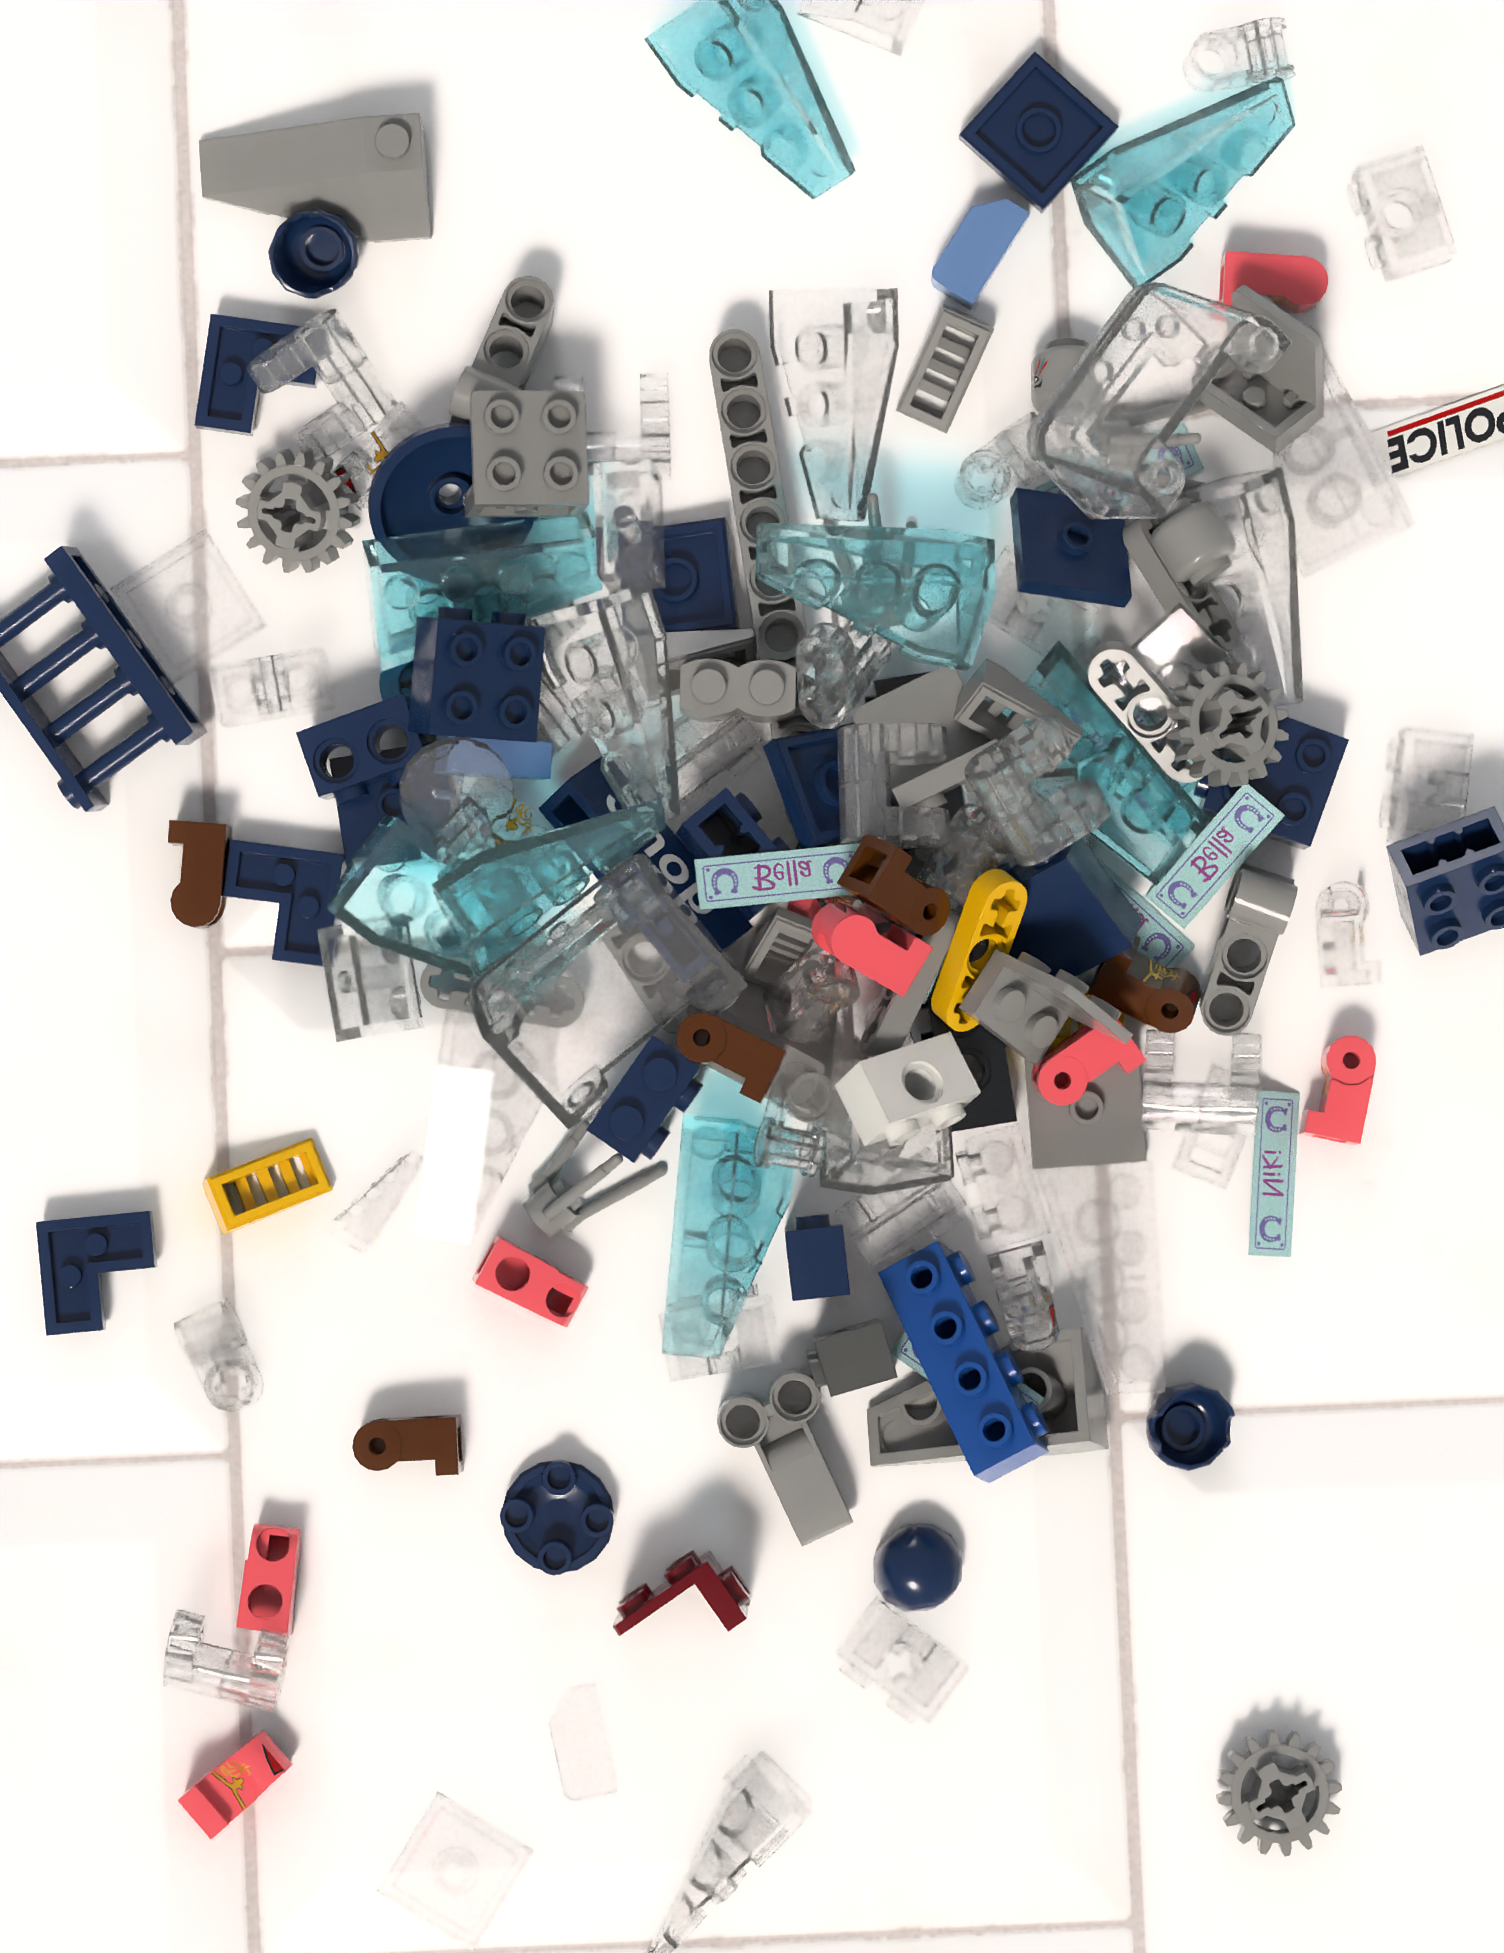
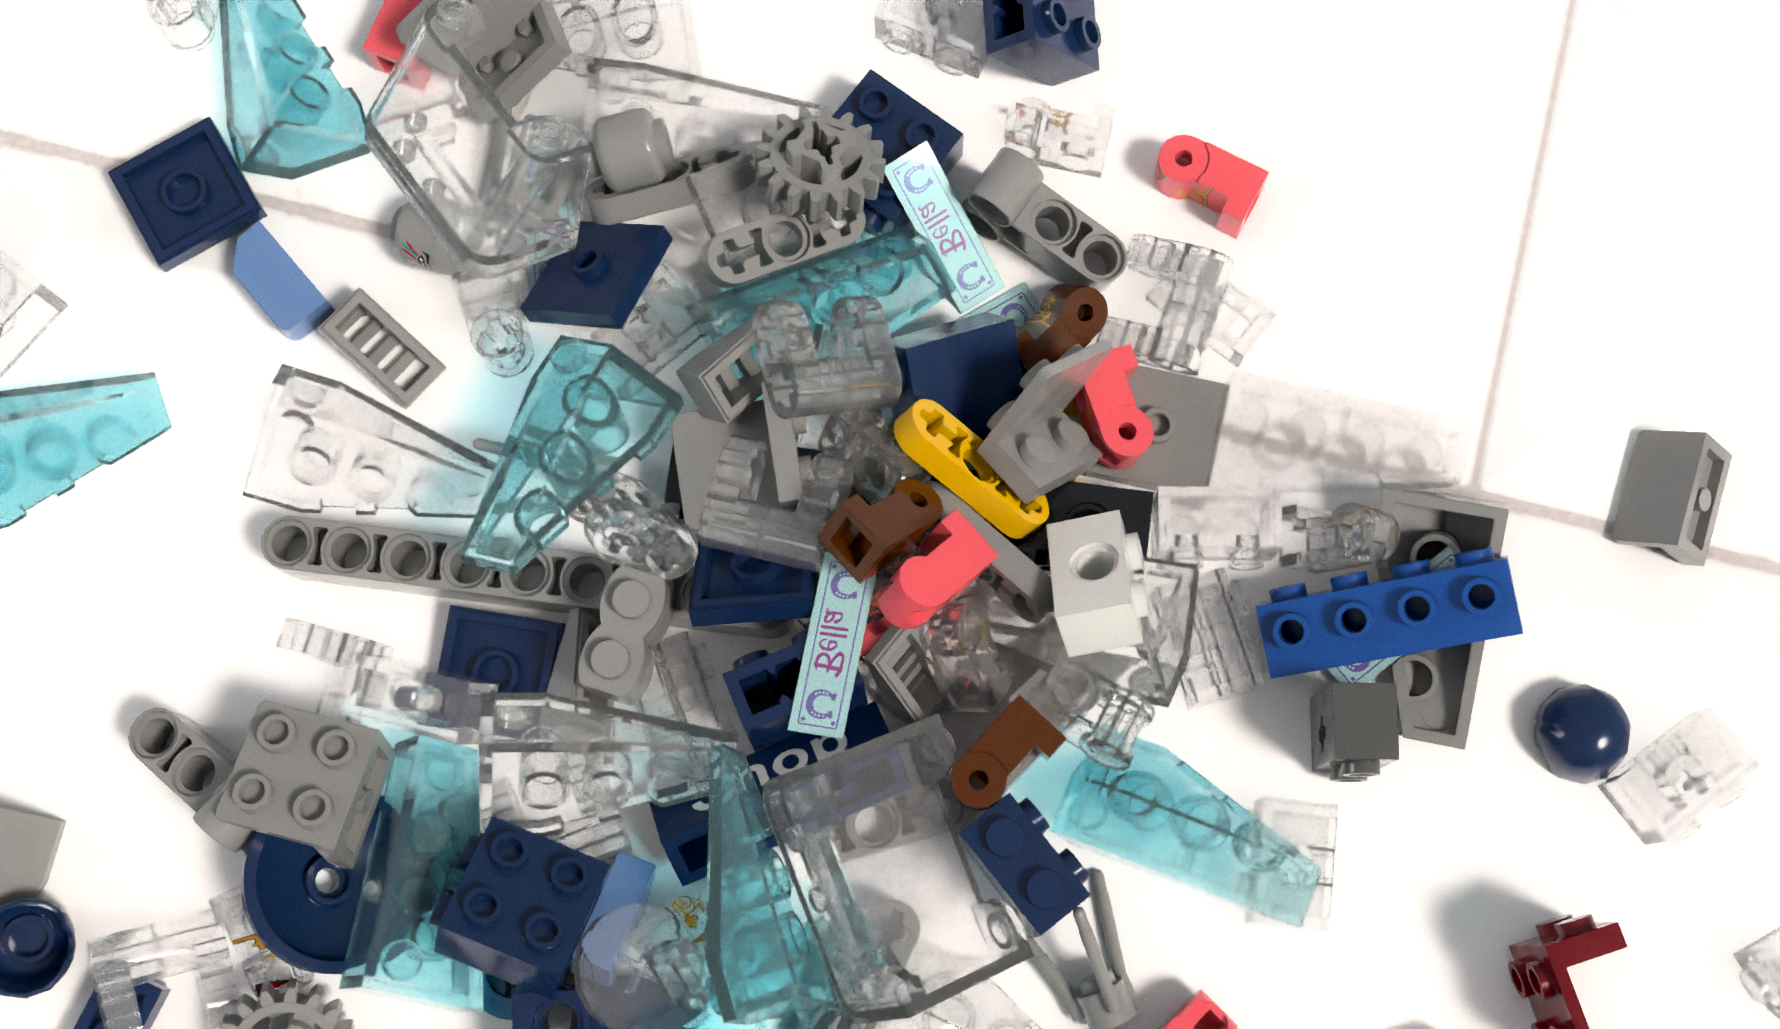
camera: 70 degrees left, 10 degrees down
(791, 1458) = (1431, 828): light grey piece -> none
(816, 1258) = (1241, 736): dark blue brick -> none
(1165, 1599) = (1673, 494): none -> light grey panel
(1189, 1425) = (1508, 418): dark blue hair -> none
(1274, 1175) = (1281, 271): clear light blue sticker -> none

